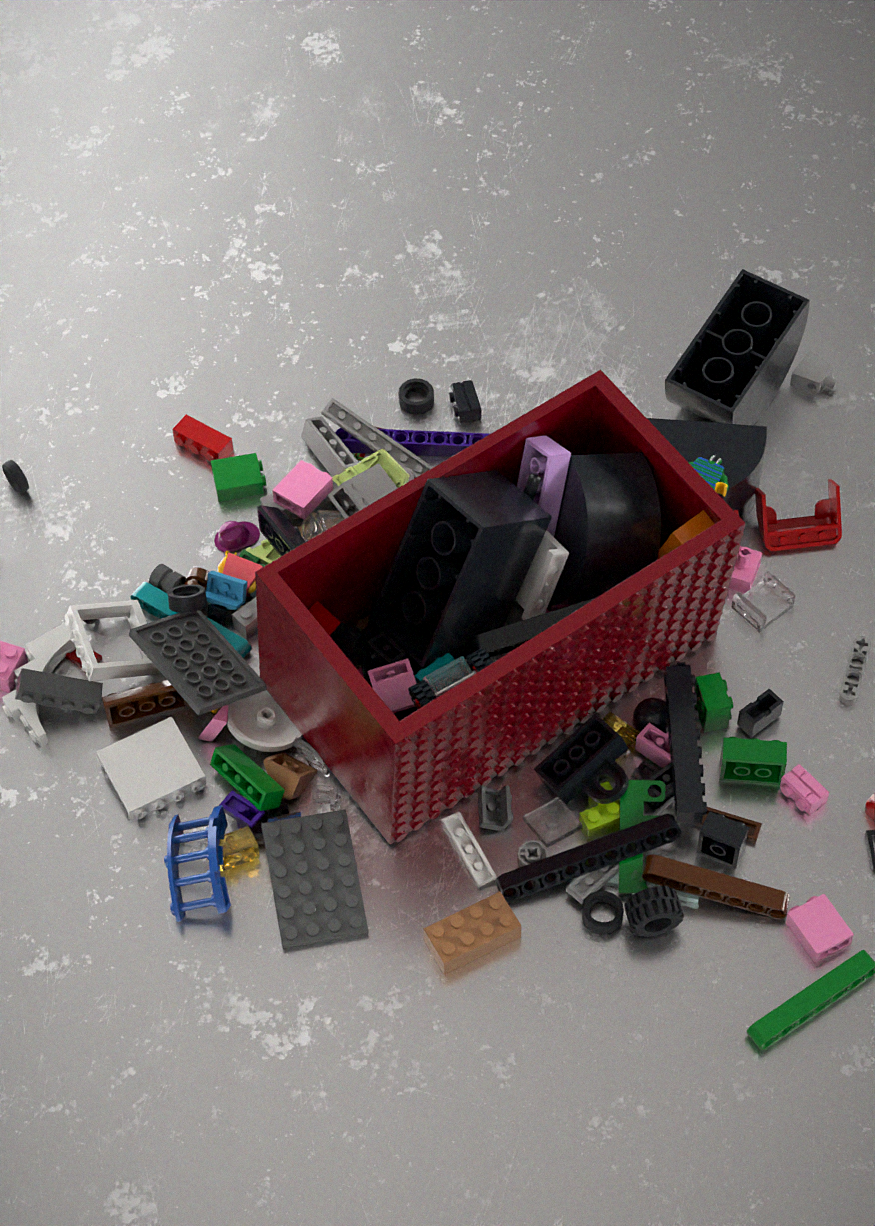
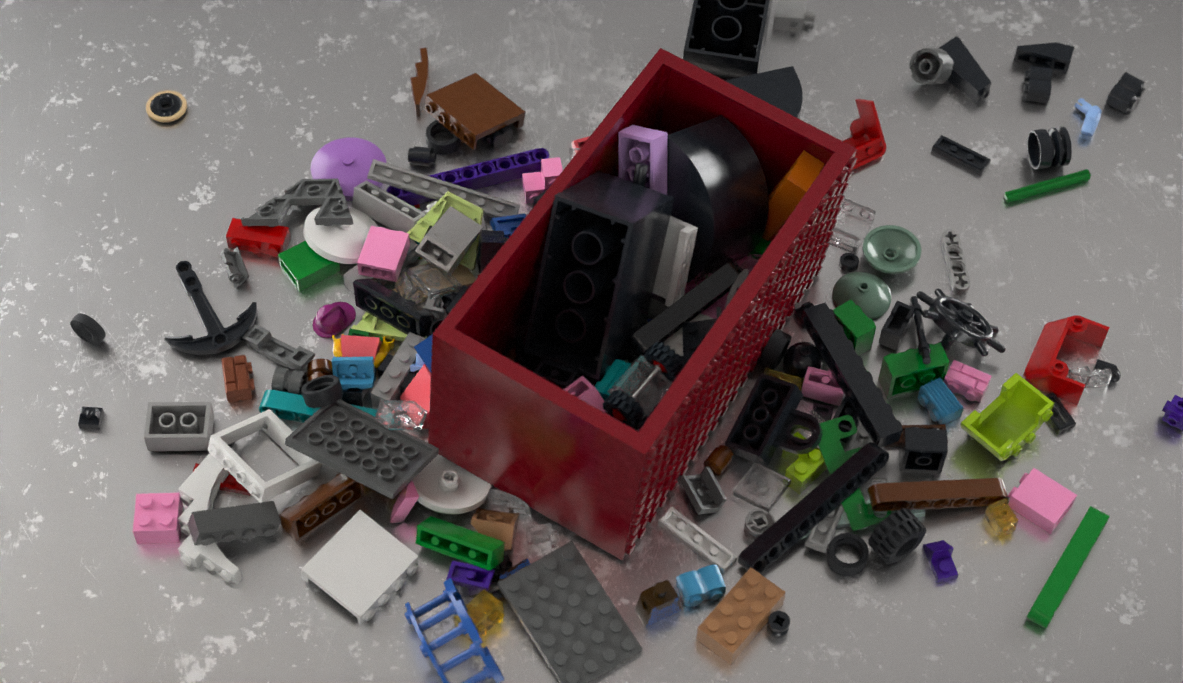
camera: 25 degrees left, 0 degrees up
(52, 588) = (178, 426): none -> light grey brick
(124, 563) = (236, 378): none -> copper brick
(126, 517) = (216, 332): none -> black piece
(169, 461) = (235, 266): none -> dark grey hinge
(170, 547) = (276, 350): none -> dark grey slope
(189, 294) = (155, 103): none -> wheel
(242, 642) = (401, 415): none -> clear brick
(271, 454) = (338, 242): none -> white dish
(276, 415) = (305, 192): none -> dark grey wing
(308, 394) = (347, 161): none -> medium lavender dish
(386, 408) = (421, 156): none -> black brick
(401, 894) = (657, 603): none -> dark brown torso
(419, 339) = (420, 83): none -> reddish brown slope
(449, 892) = (701, 585): none -> dark azure brick
(453, 377) = (473, 109): none -> reddish brown panel
(504, 959) = (776, 629): none -> black wheel
(524, 783) = (719, 459): none -> reddish brown brick
(628, 696) = (775, 349): none -> black tyre
(691, 951) = (940, 560): none -> dark purple slope
(743, 682) = (873, 299): none -> sand green dish
(748, 637) = (849, 262): none -> black tile
(766, 740) = (923, 347): none -> black bar
(767, 800) = (940, 402): none -> dark azure brick
(770, 930) = (1001, 517): none -> clear yellow brick
(794, 630) = (891, 242): none -> sand green dish
(821, 730) = (960, 323): none -> black piece
(823, 841) = (1010, 418): none -> lime cylinder

